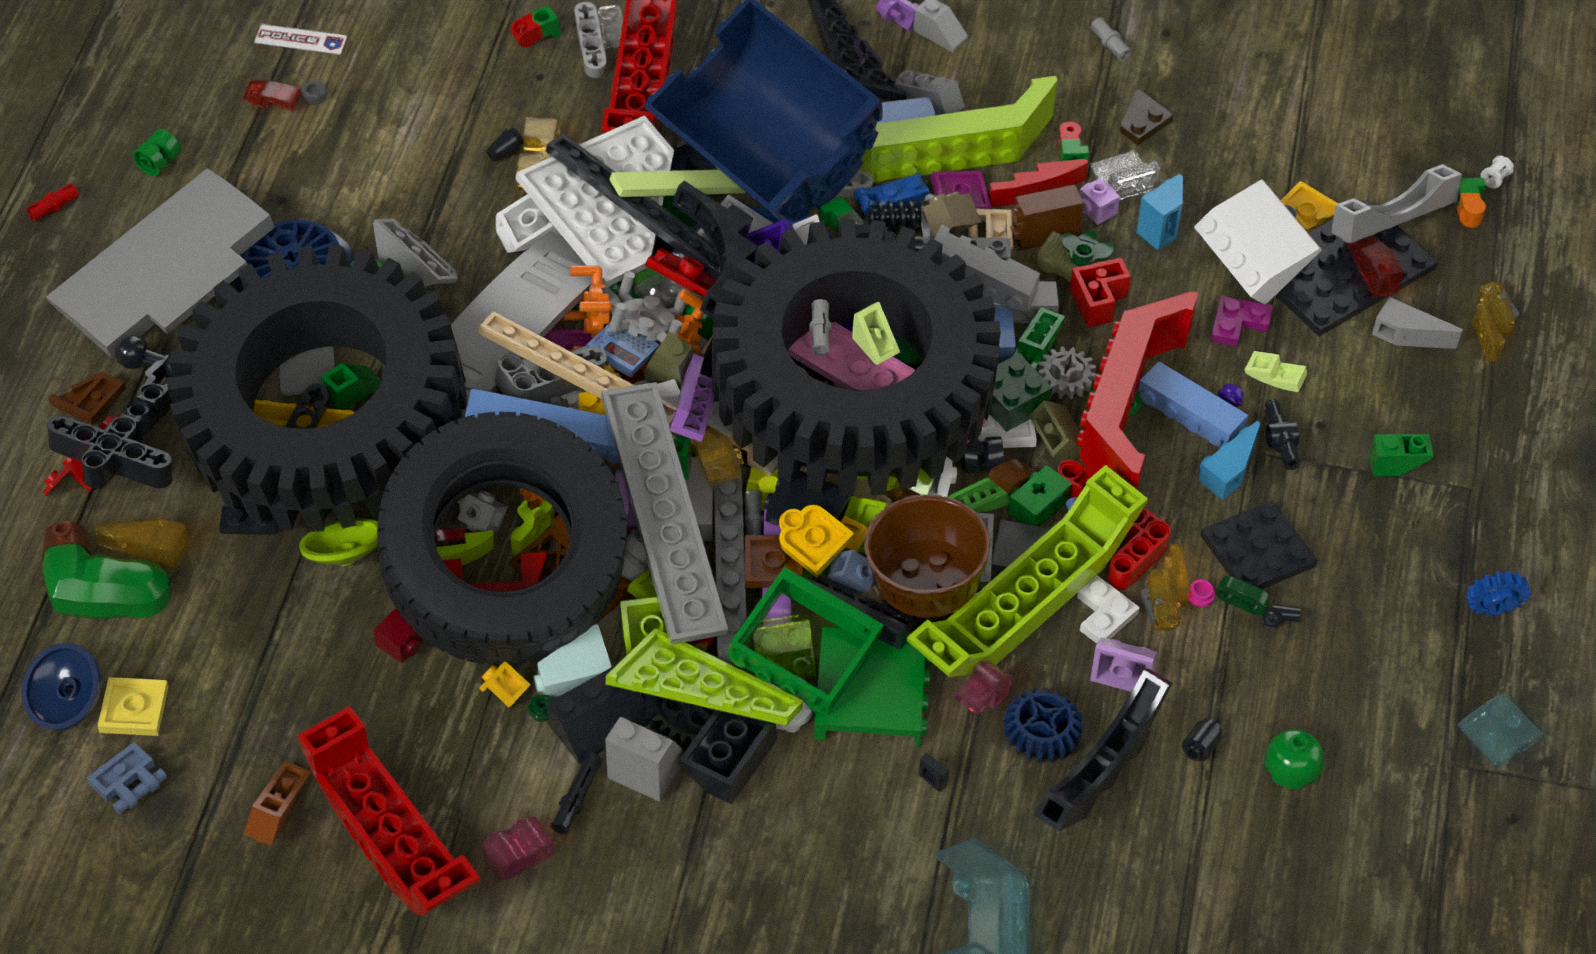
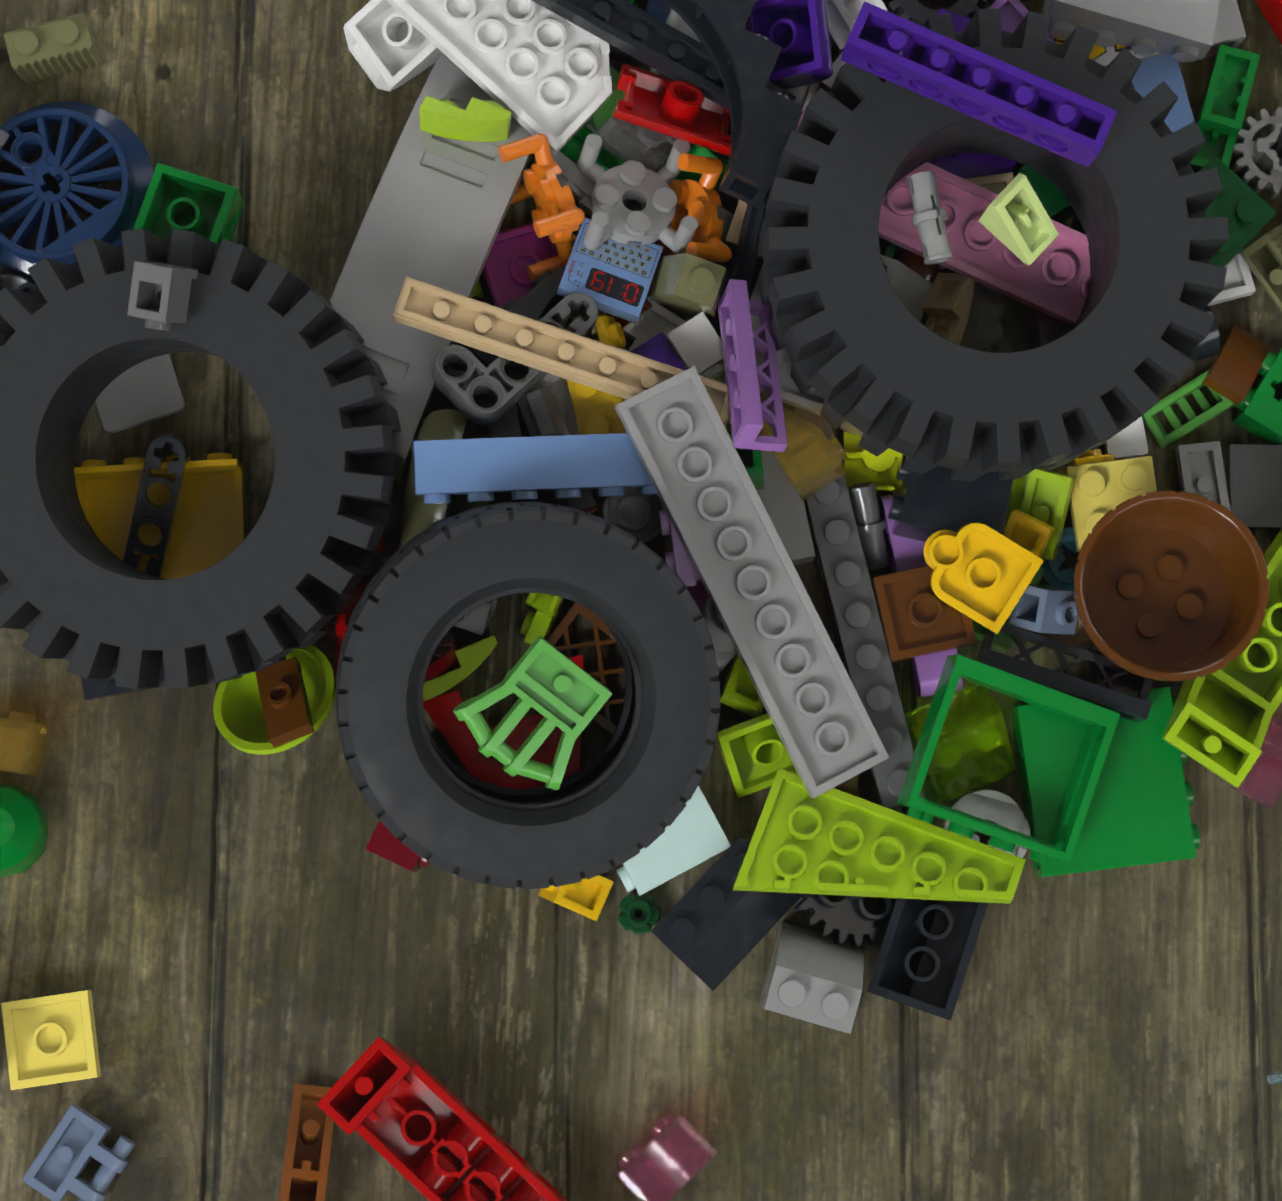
camera: 10 degrees left, 30 degrees up
(315, 197) = (53, 48): none -> olive brick
(342, 272) = (160, 294): none -> dark grey brick
(347, 535) = (284, 702): none -> reddish brown plate
(349, 384) = (208, 401): green slope -> none
(412, 254) = (240, 141): light grey wedge -> none
(516, 508) = (552, 687): none -> bright green plate
(553, 258) = (478, 123): none -> lime slope
(576, 794) = (724, 1050): black pin -> none
(858, 246) = (978, 85): none -> dark purple brick
(933, 772) = (1221, 911): black tile -> none

